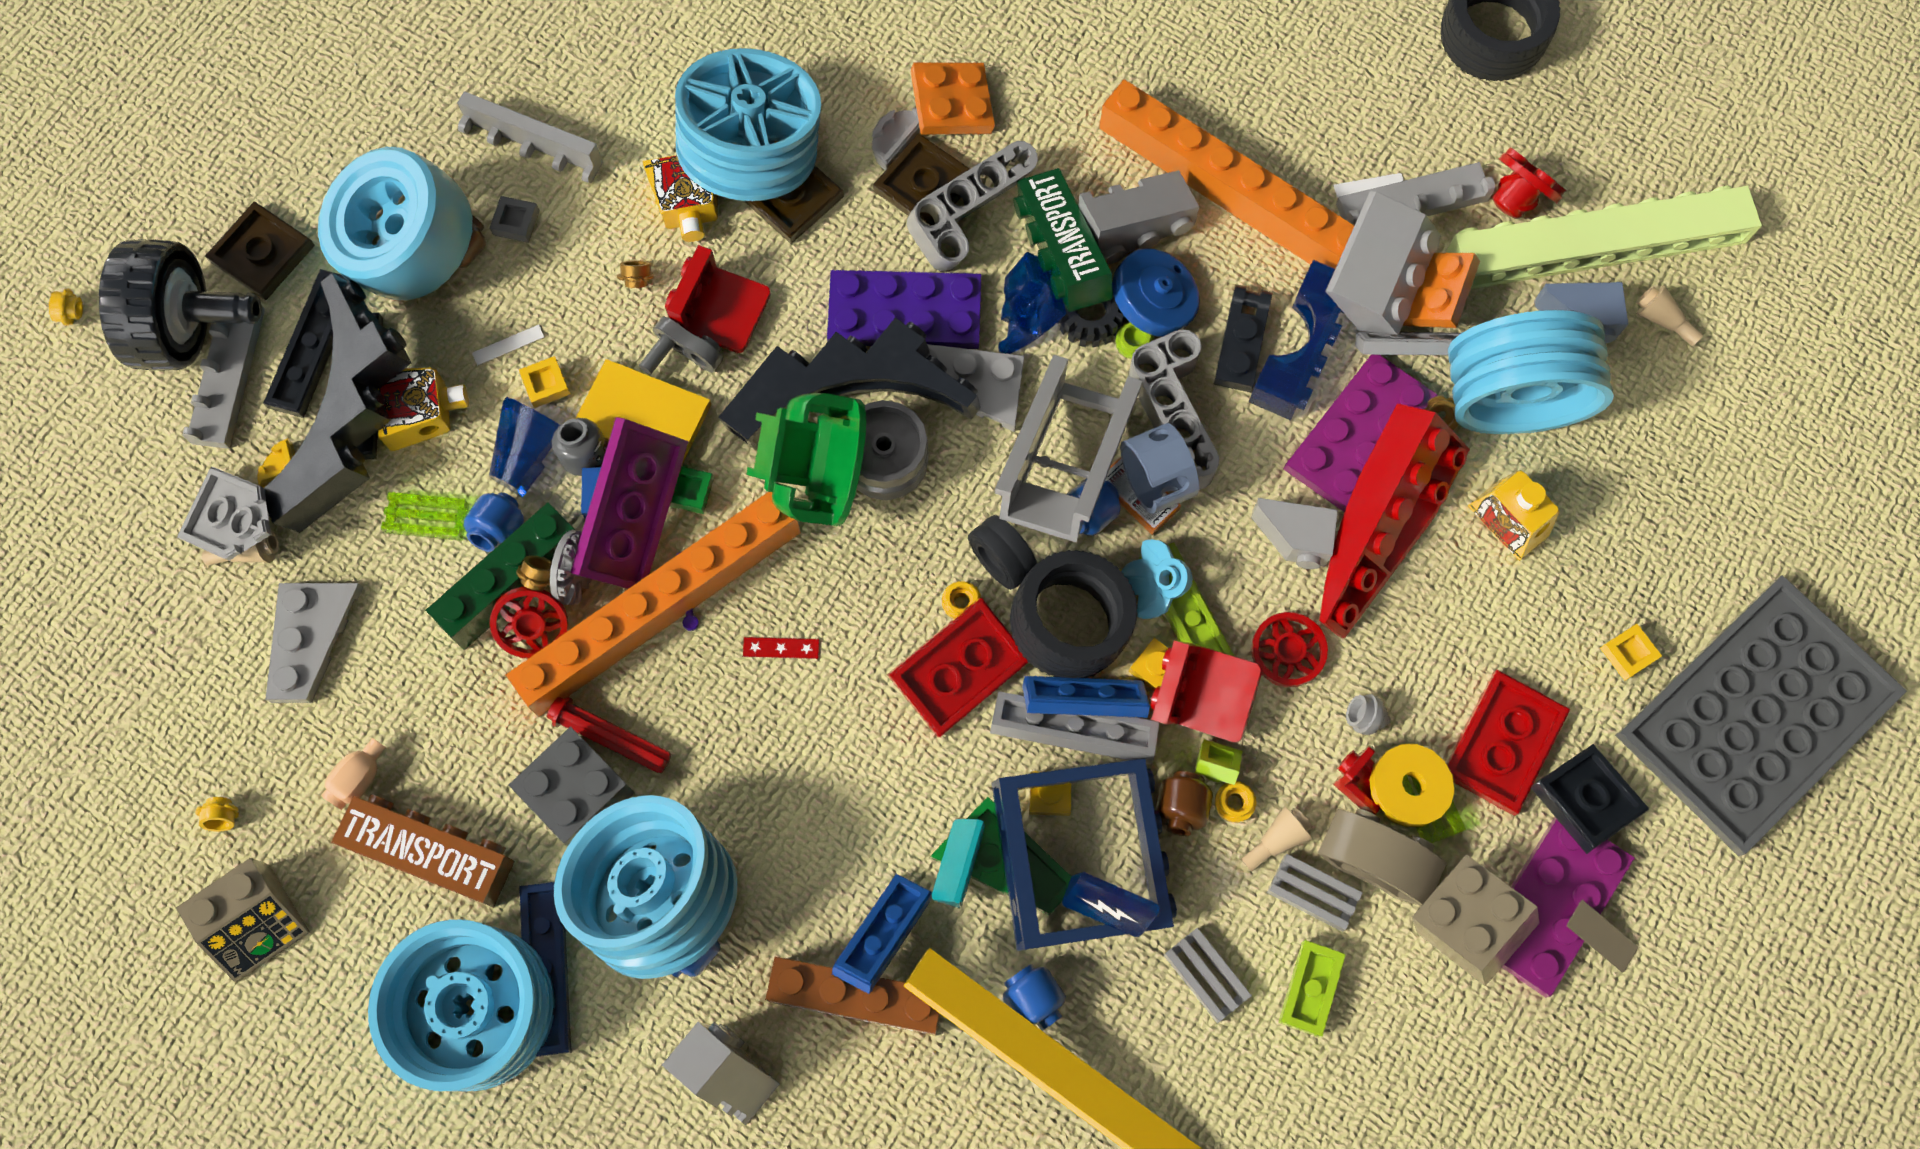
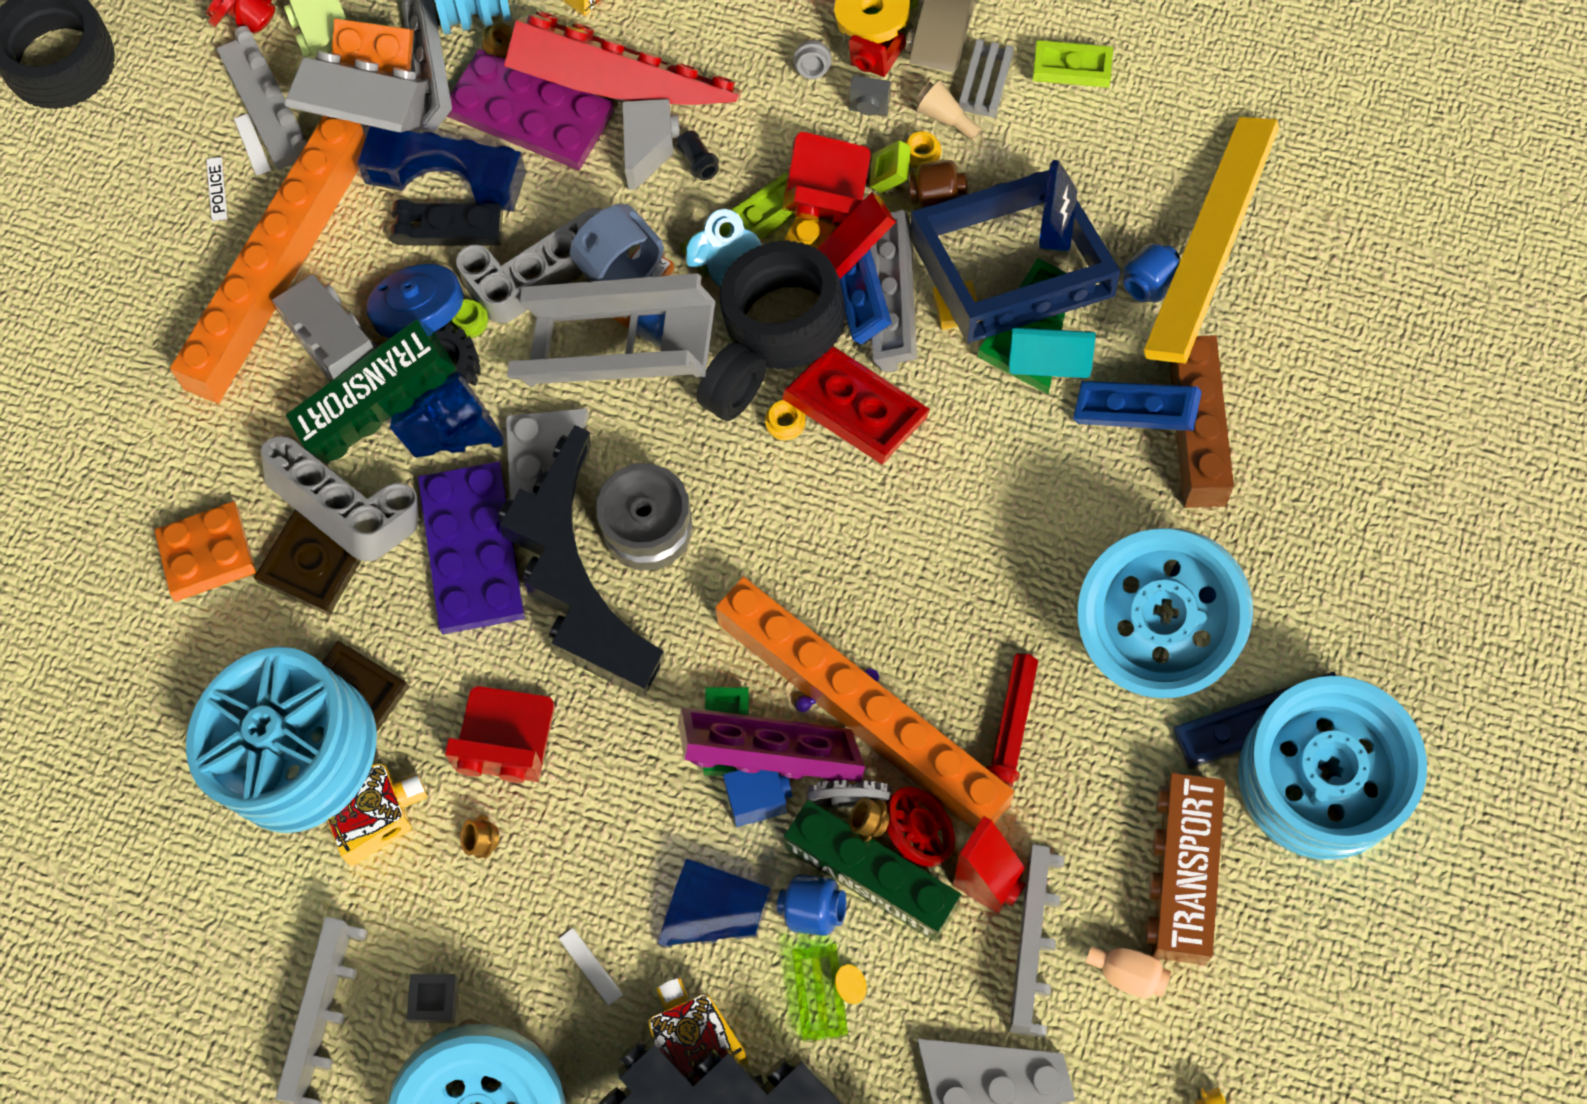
camera: 100 degrees left, 5 degrees down
(243, 919) = (1313, 1038): dark tan slope -> none
(408, 697) = (1031, 941): none -> light grey hinge
(422, 541) = (850, 984): none -> yellow sticker
(465, 667) = (989, 868): none -> red slope
(544, 382) = (633, 902): yellow plate -> none
(569, 785) = (1081, 734): dark grey brick -> none
(579, 445) = (696, 821): dark grey head -> none
(644, 400) = (645, 791): yellow tile -> none
(671, 335) = (563, 739): dark grey piece -> none
(720, 1072) = (1306, 515): light grey wedge -> none
(780, 648) = (874, 583): red sticker -> none
(812, 455) = (670, 557): green piece -> none
(893, 135) = (257, 606): light grey tile -> none
(1131, 699) = (857, 234): none -> red tile
(1230, 1004) = (1102, 126): light grey tile -> none
(1262, 580) = (702, 162): none -> black pin
(1289, 649) = (763, 132): red wheel -> none
(1307, 760) = (870, 96): none -> dark grey plate
(1325, 150) = (216, 189): none -> white sticker

